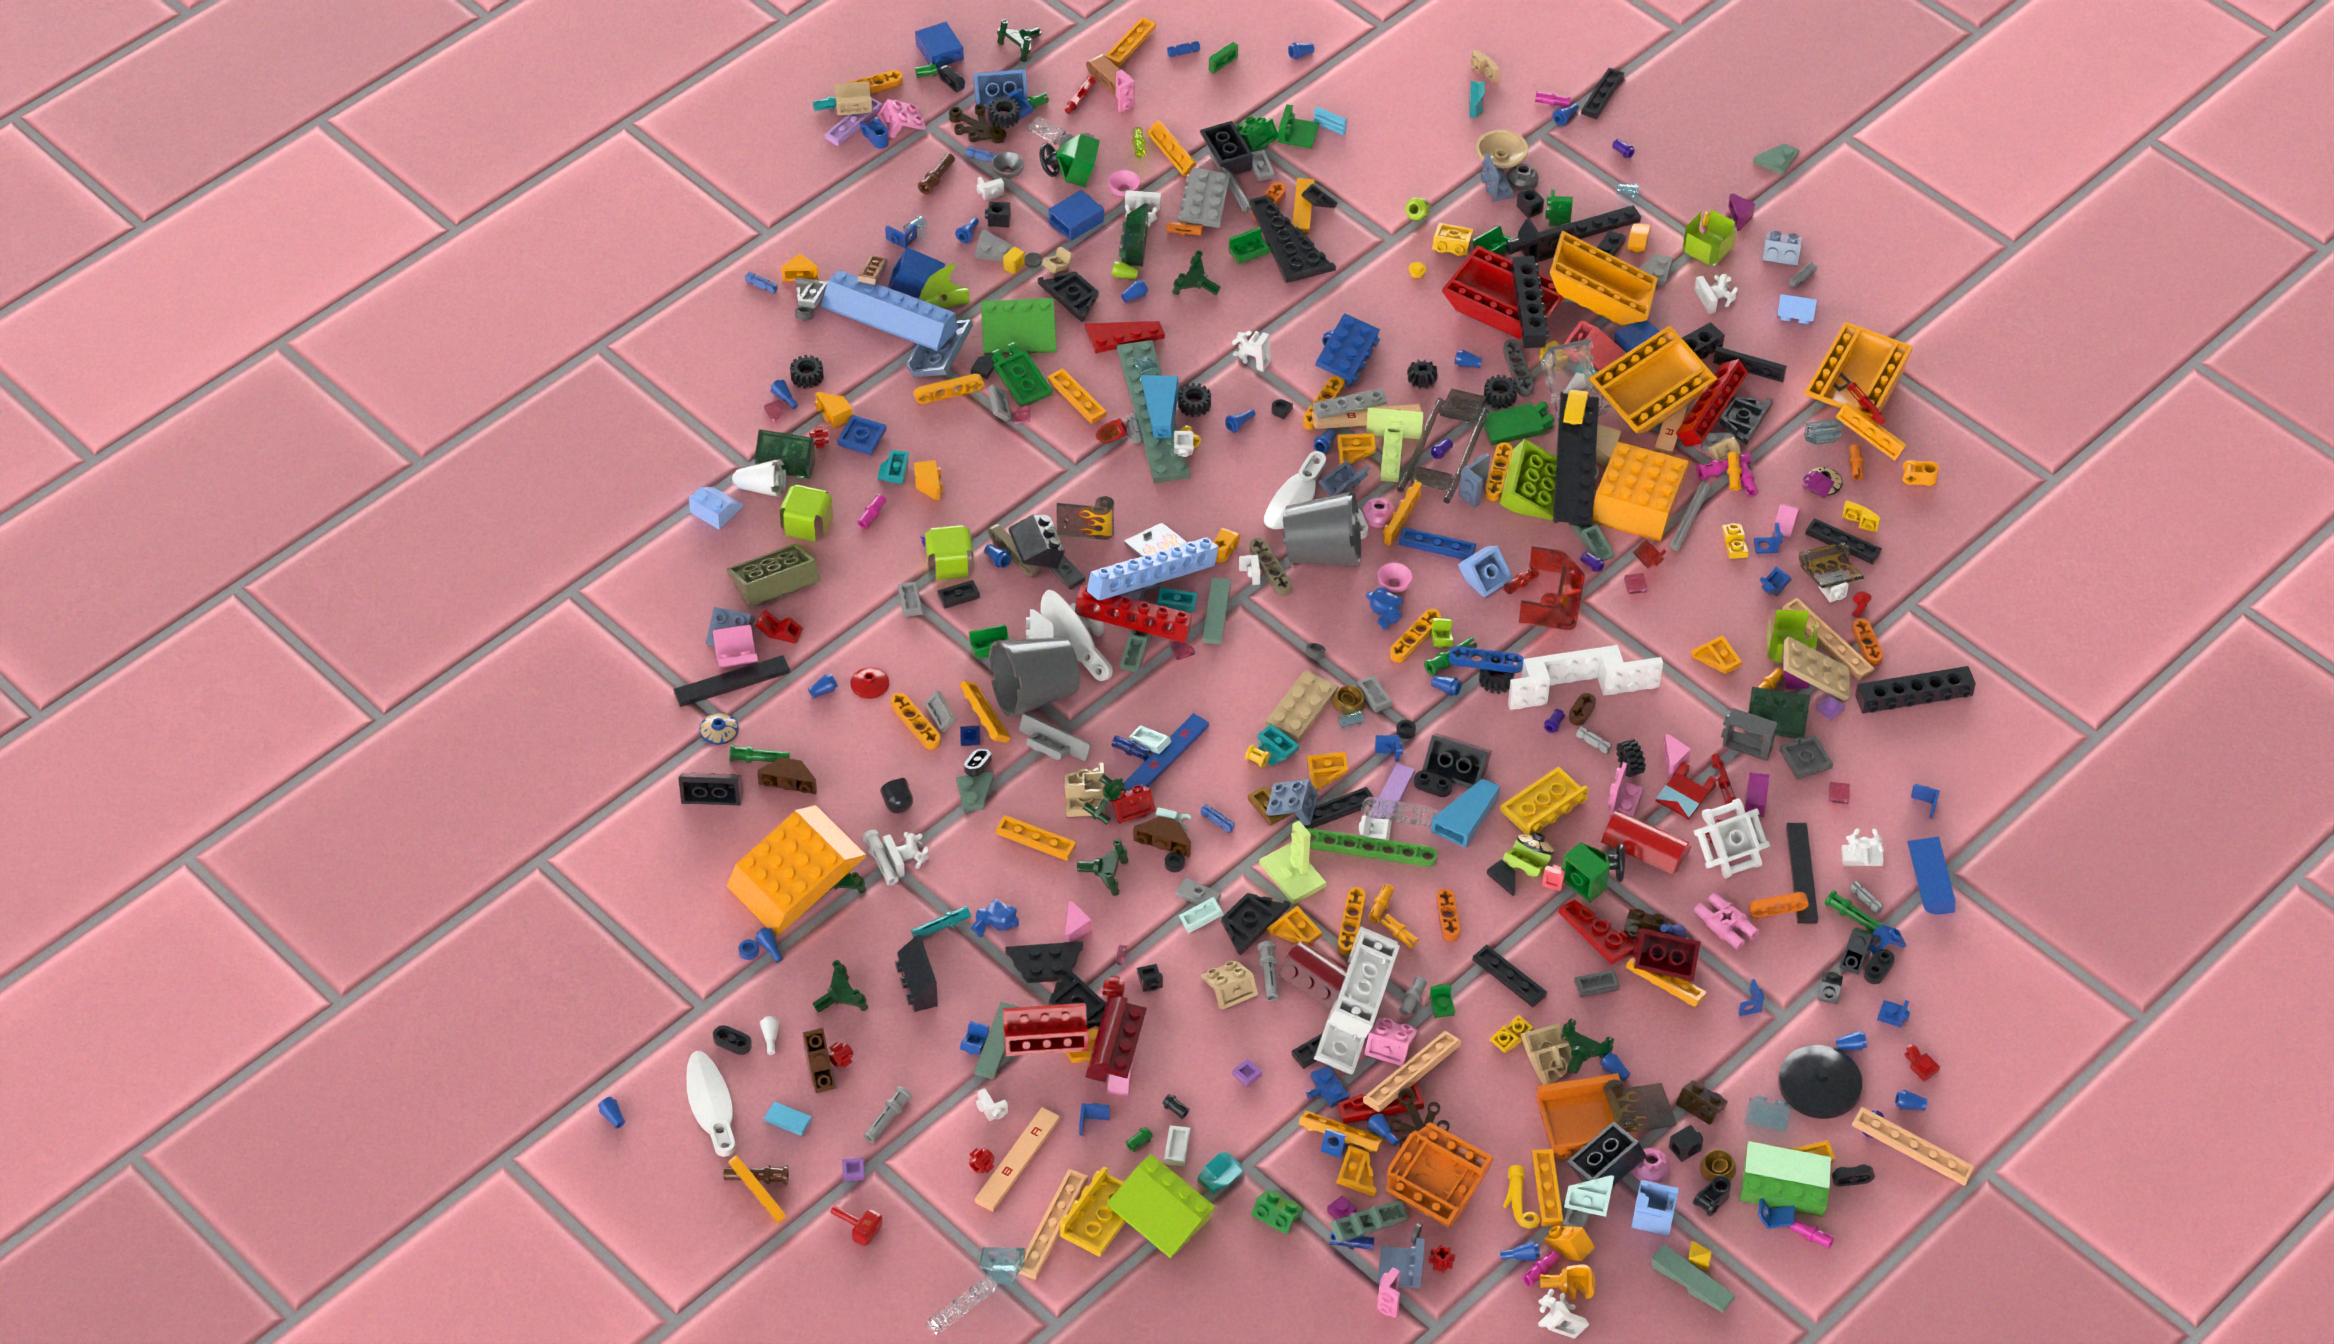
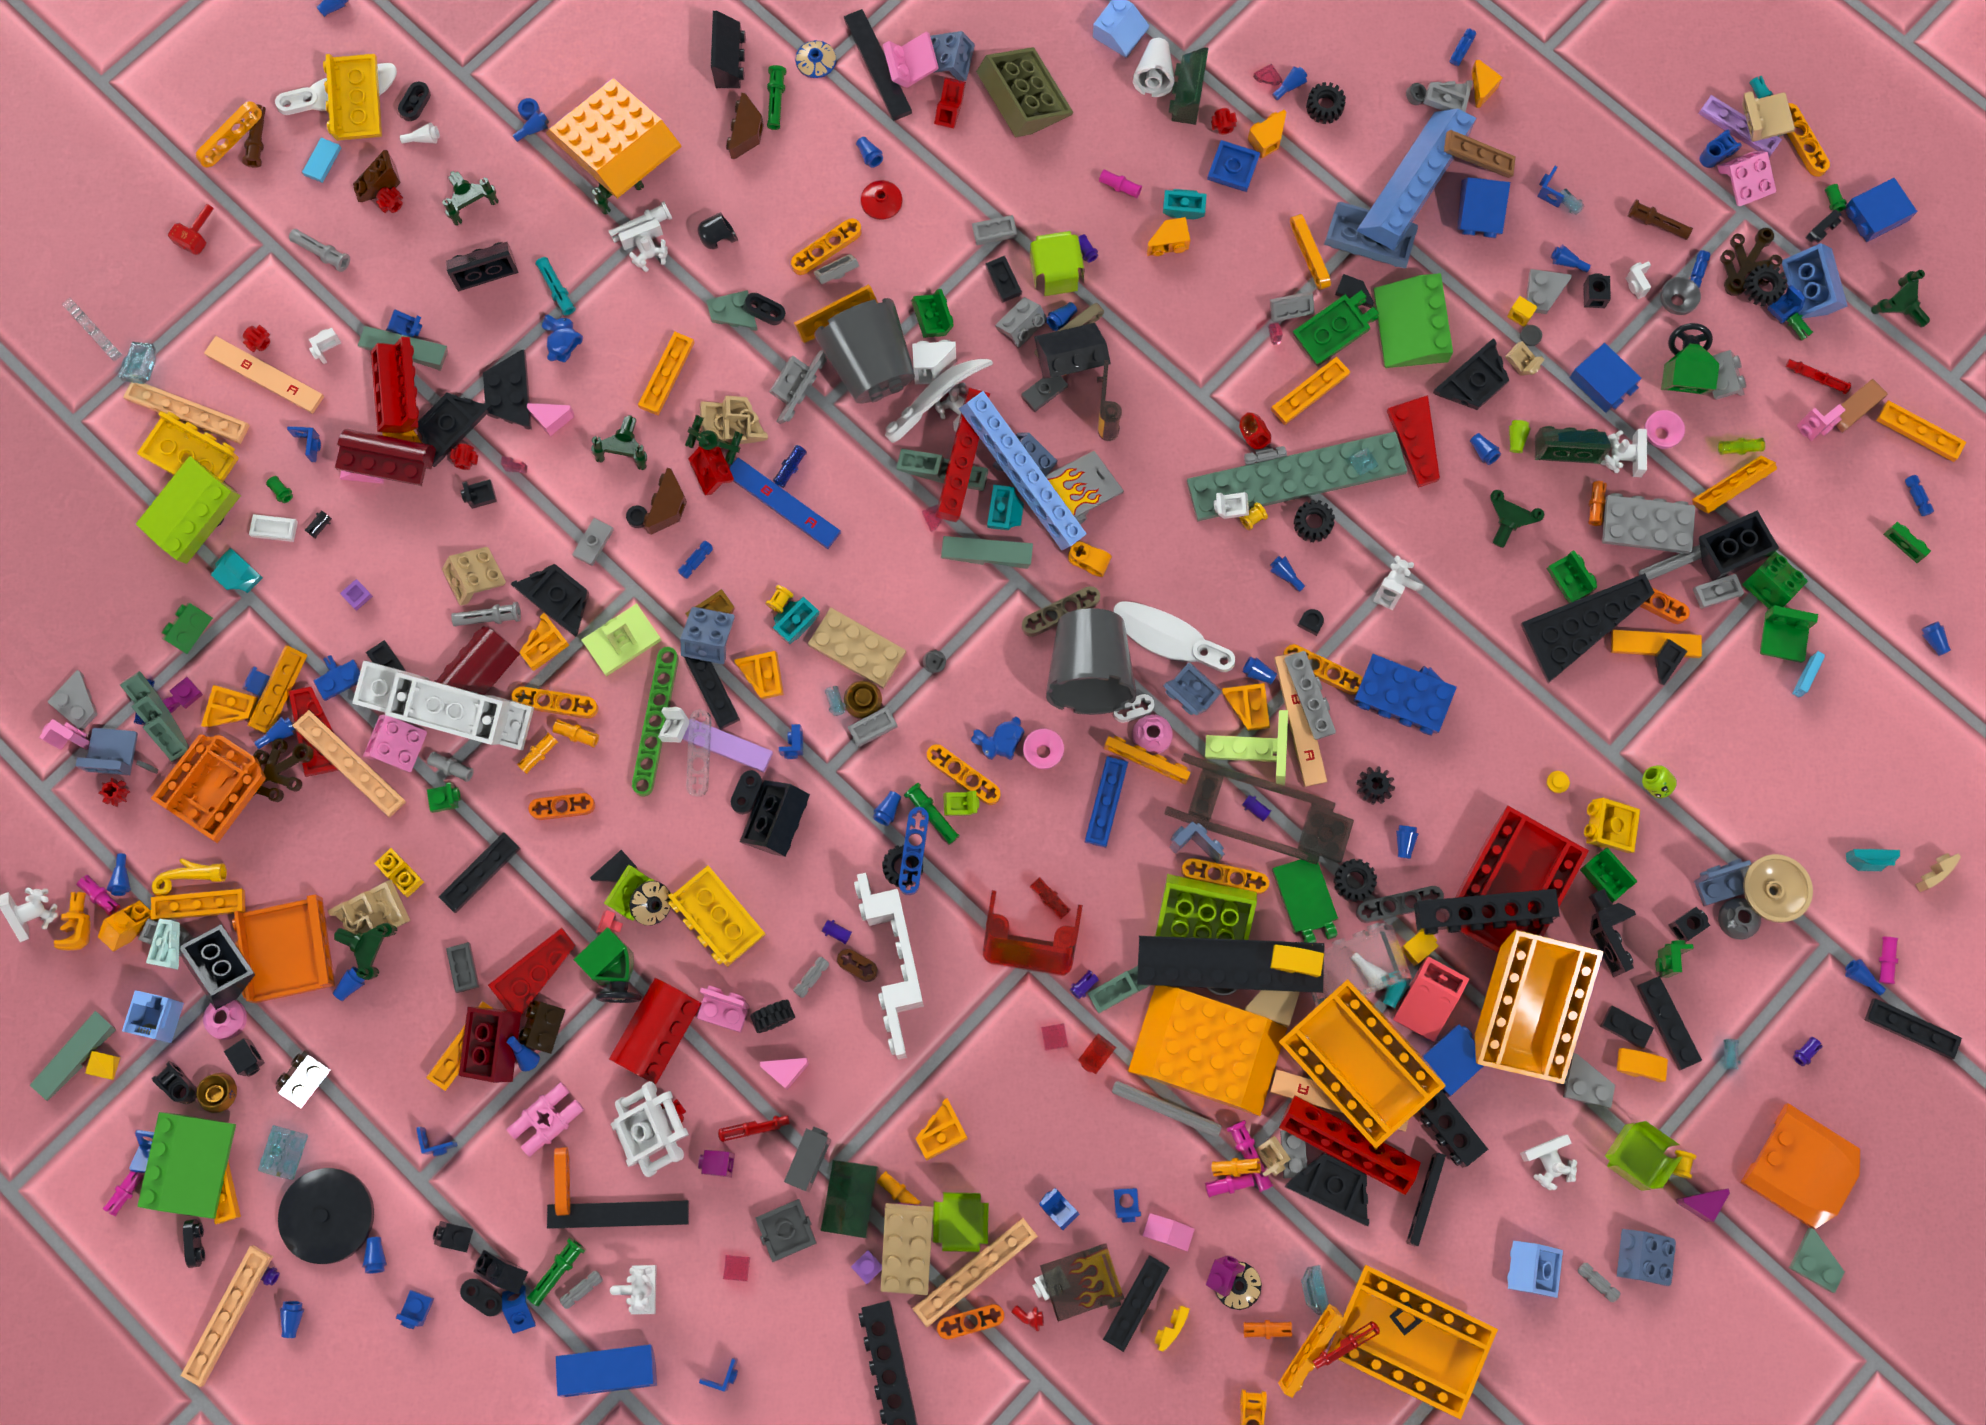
camera: 90 degrees right, 25 degrees up
(725, 1085) = (352, 96): none -> yellow bracket
(800, 509) = (1106, 109): lime piece -> none
(853, 1169) = (255, 222): medium lavender plate -> none
(940, 286) = (1454, 232): lime pin -> none
(970, 735) = (808, 302): clear blue slope -> none
(998, 583) = (1022, 321): none -> light grey bracket
(1046, 130) = (1752, 340): clear plate -> none
(1150, 739) = (800, 484): light aqua plate -> none
(1161, 403) = (1290, 478): dark azure slope -> none
(1173, 815) = (693, 509): light aqua plate -> none
(1201, 915) = (561, 544): light aqua plate -> none
(1250, 564) = (1049, 591): white bracket -> none
(1350, 1302) = (74, 701): none -> light grey wing
(1405, 729) = (825, 763): black tile -> none
(1466, 814) = (695, 826): dark azure slope -> none
(1486, 570) = (1061, 855): light blue slope -> none
(1639, 1106) = (292, 1003): clear smoke door -> none
(1684, 794) = (733, 1080): red flag -> none
(1710, 158) = (1804, 1168): none -> orange wedge
(1734, 541) = (1127, 1163): yellow slope -> none
(1922, 1065) = (343, 1338): red plate -> none

